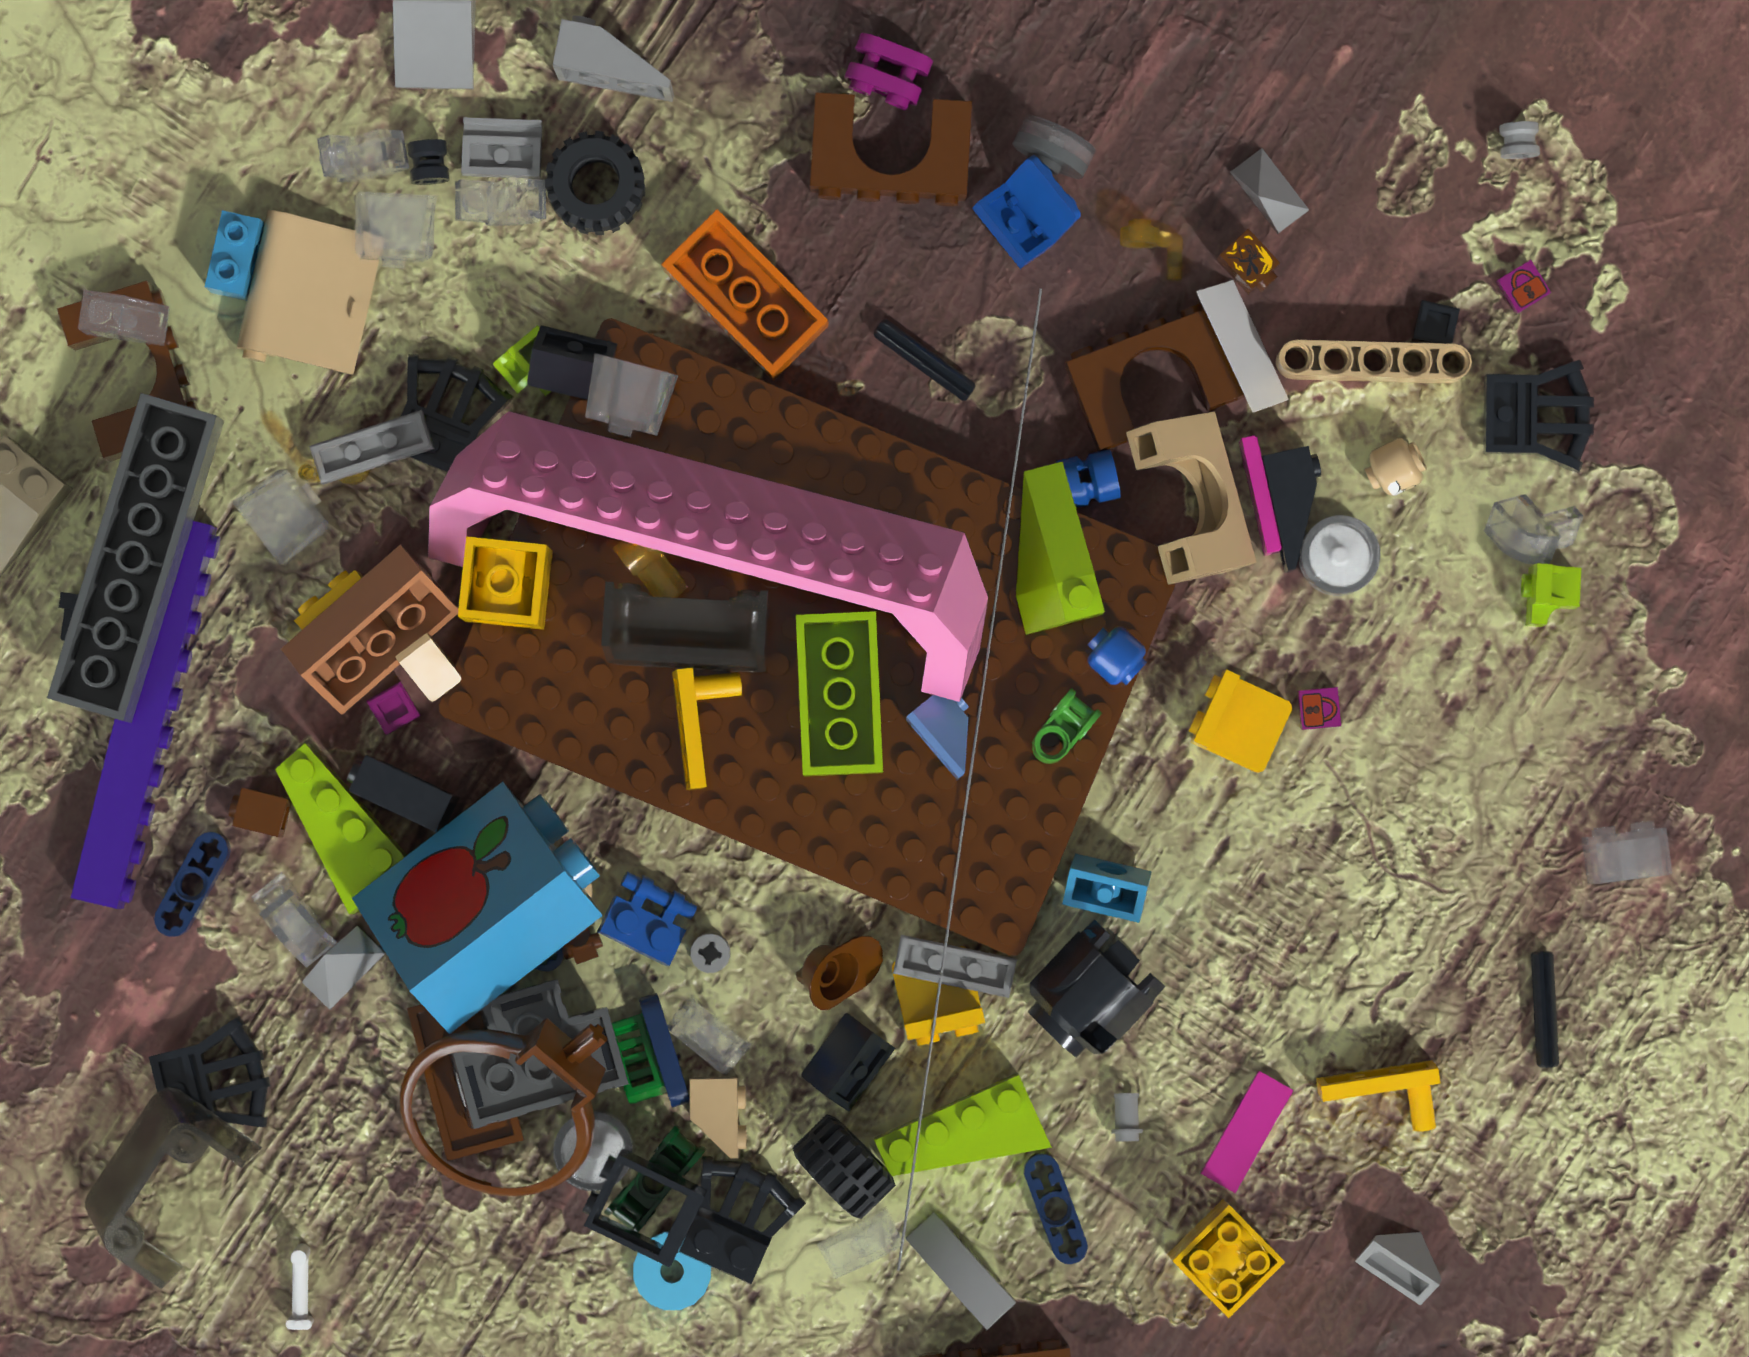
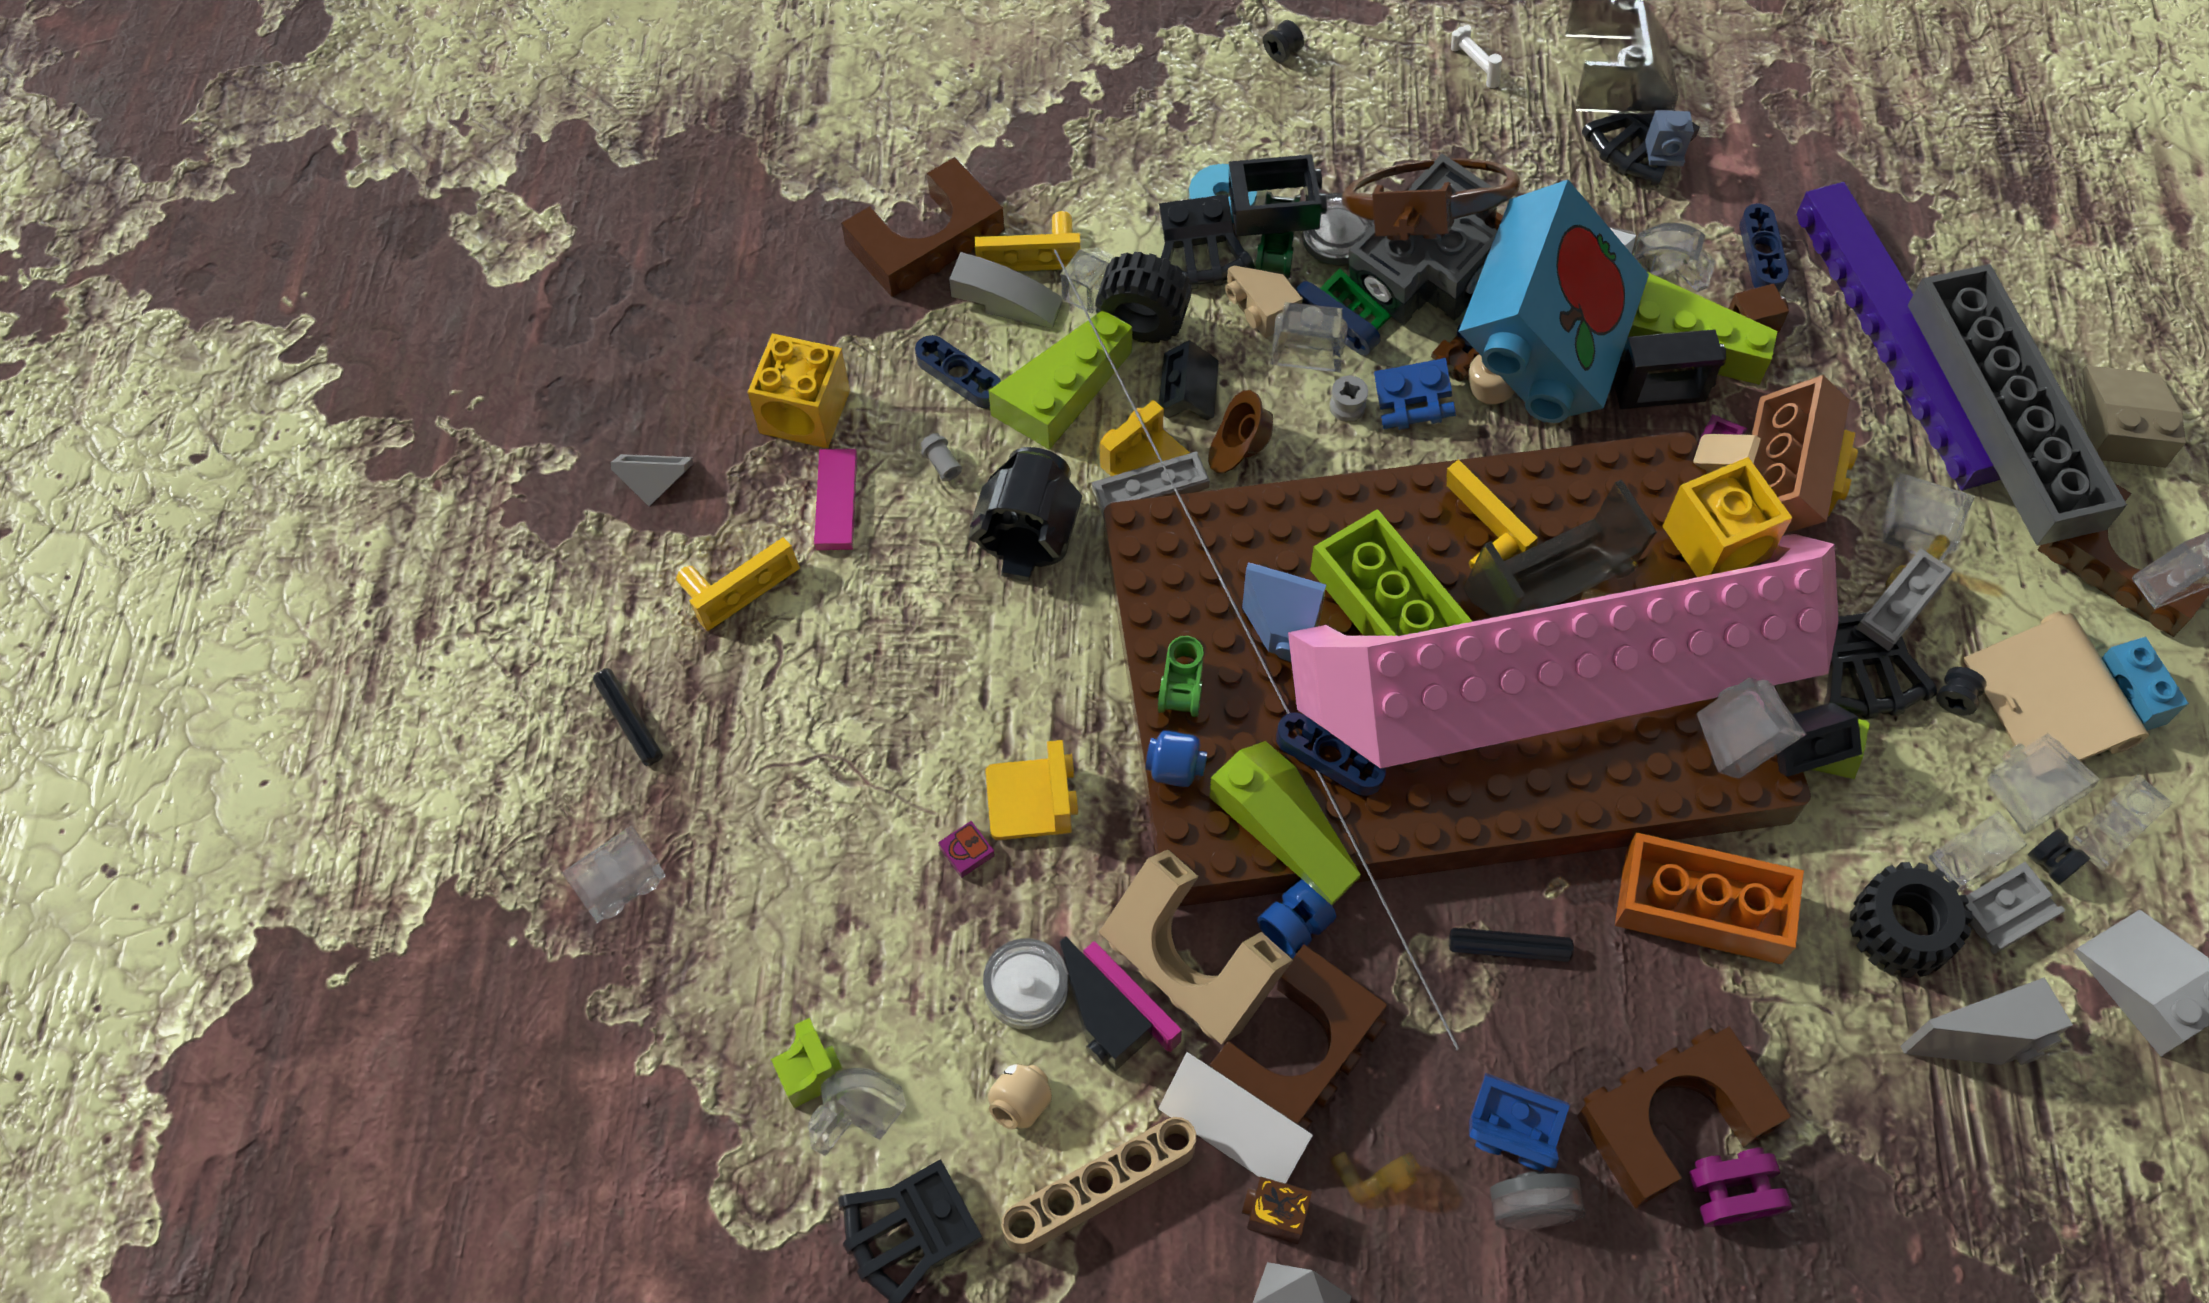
camera: 150 degrees right, 25 degrees down
(206, 1046) = (1669, 137): none -> sand blue brick
(387, 343) = (1961, 691): none -> black wheel
(880, 1290) = (1033, 251): none -> yellow piece
(1004, 609) = (1334, 770): none -> dark blue beam
(1107, 888) = (1063, 600): dark azure brick -> none
(1435, 323) = (1060, 1264): black tile -> none

